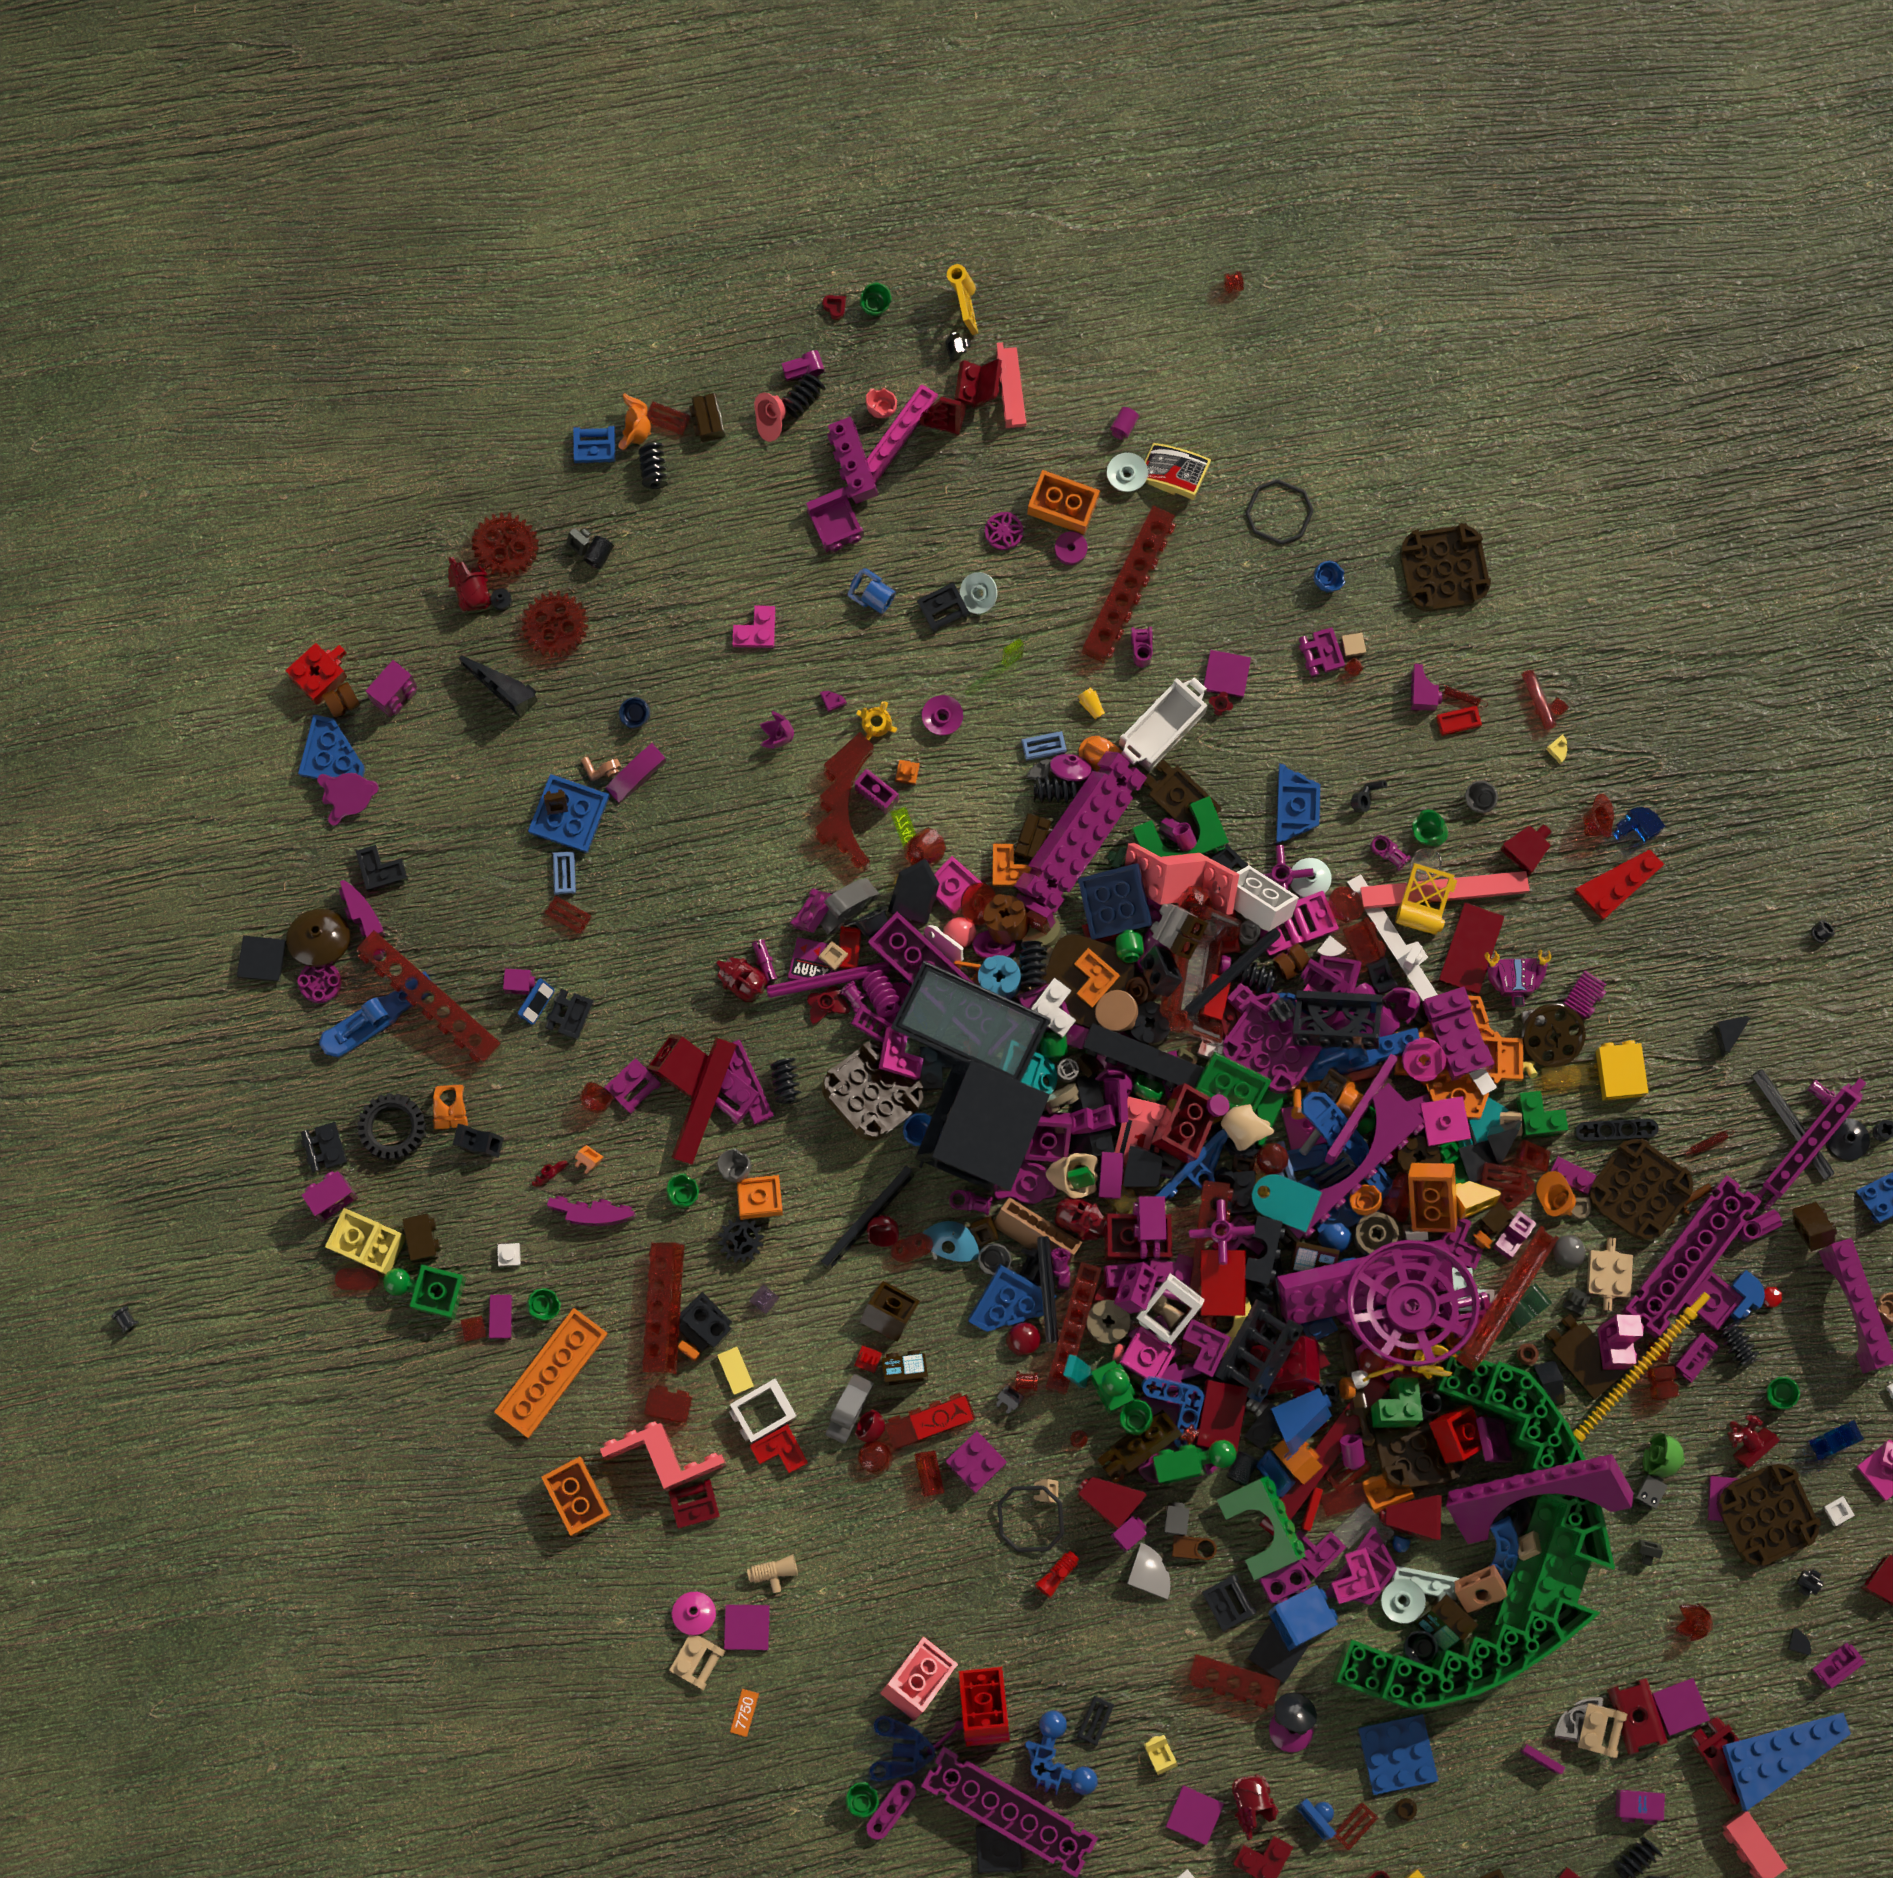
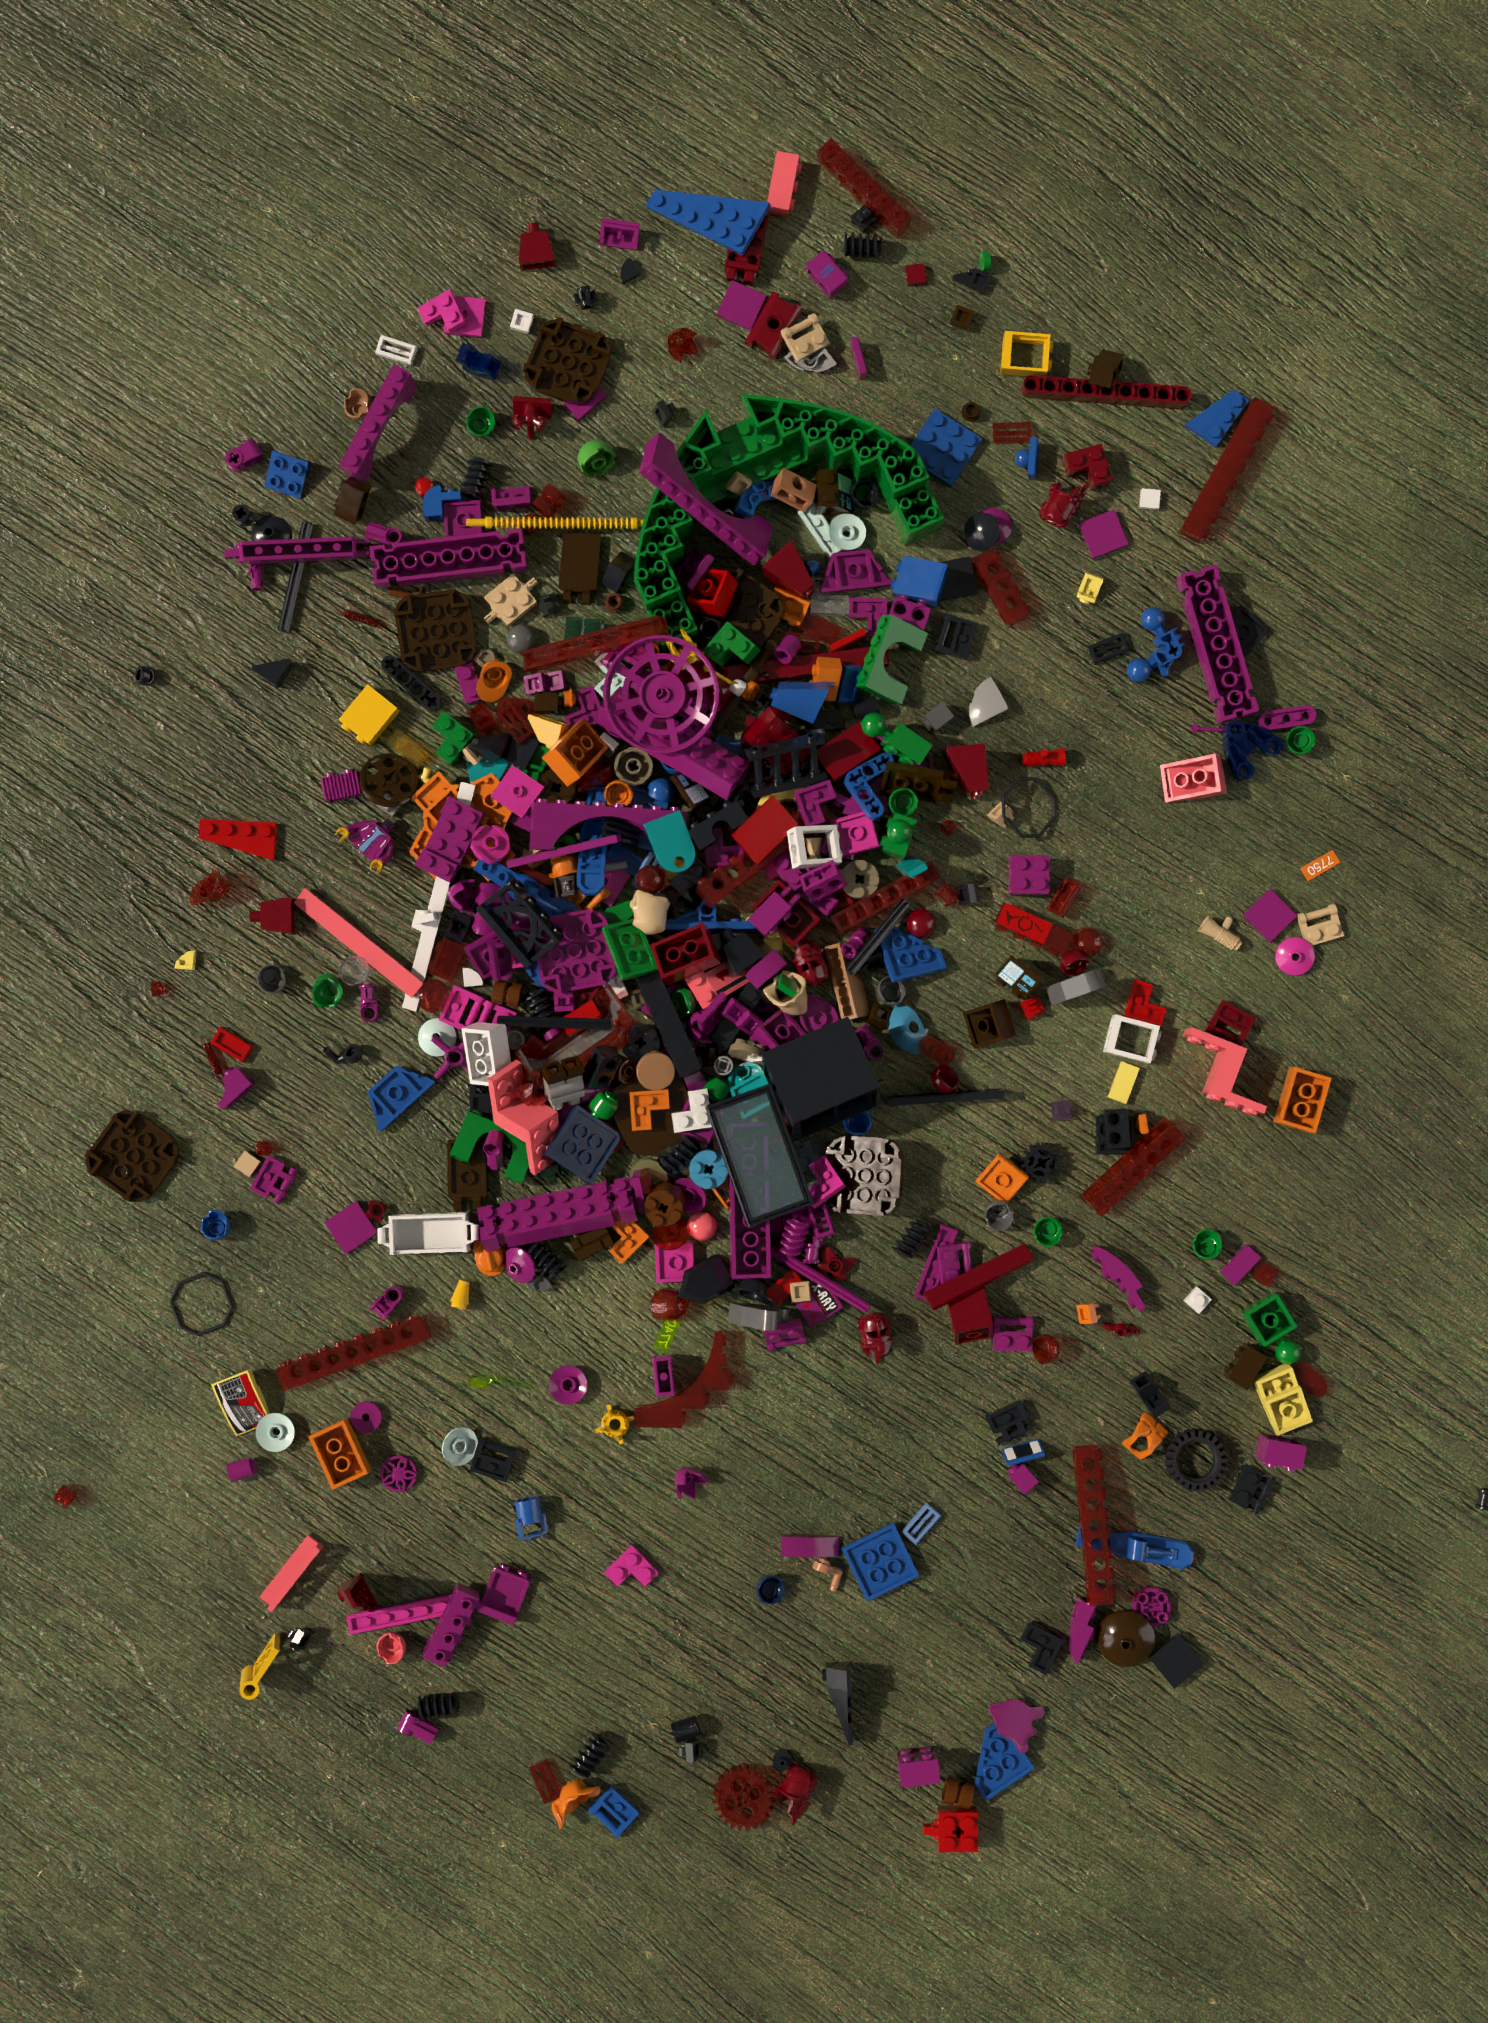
camera: 135 degrees left, 10 degrees up
(547, 607) = (756, 1722): clear red gear -> none
(551, 1373) = (1242, 1196): orange plate -> none
(553, 906) = (950, 1507): clear red tile -> none
(555, 802) = (884, 1577): dark brown tile -> none
(669, 1405) = (1187, 1101): clear red brick -> none
(708, 417) = (518, 1754): dark brown brick -> none
(764, 960) = (847, 1333): magenta pin -> none
(769, 415) = (475, 1713): coral piece -> none
(832, 700) = (629, 1467): magenta tile -> none
(835, 306) = (351, 1750): dark red tile -> none
(875, 299) = (320, 1727): green hair -> none
(907, 772) = (628, 1369): orange tile -> none
(944, 943) = (719, 1223): piece -> none
(977, 383) = (311, 1596): dark red bracket -> none
(984, 1706) = (1172, 720): red brick -> none
(1044, 746) = (525, 1291): medium blue tile -> none
(1118, 1353) = (871, 854): coral tile -> none
(1129, 1533) = (978, 734): magenta brick -> none
(1187, 1547) = (946, 694): reddish brown piece -> none
(1190, 1434) = (880, 757): clear red bush -> none
(1218, 1105) = (653, 944): magenta tile -> none
(1225, 1239) = (739, 867): magenta bar -> none
(1281, 1010) = (549, 966): black gear -> none
(1361, 1582) = (860, 567): dark pink plate -> none
(1421, 916) = (393, 941): yellow piece -> none
(1473, 937) = (378, 891): dark red tile -> none
(1540, 703) = (166, 1003): clear red pin -> none
(1617, 1341) = (551, 552): dark pink brick -> none
(1643, 821) = (182, 859): clear blue brick -> none
(1650, 1491) = (625, 446): dark grey brick -> none

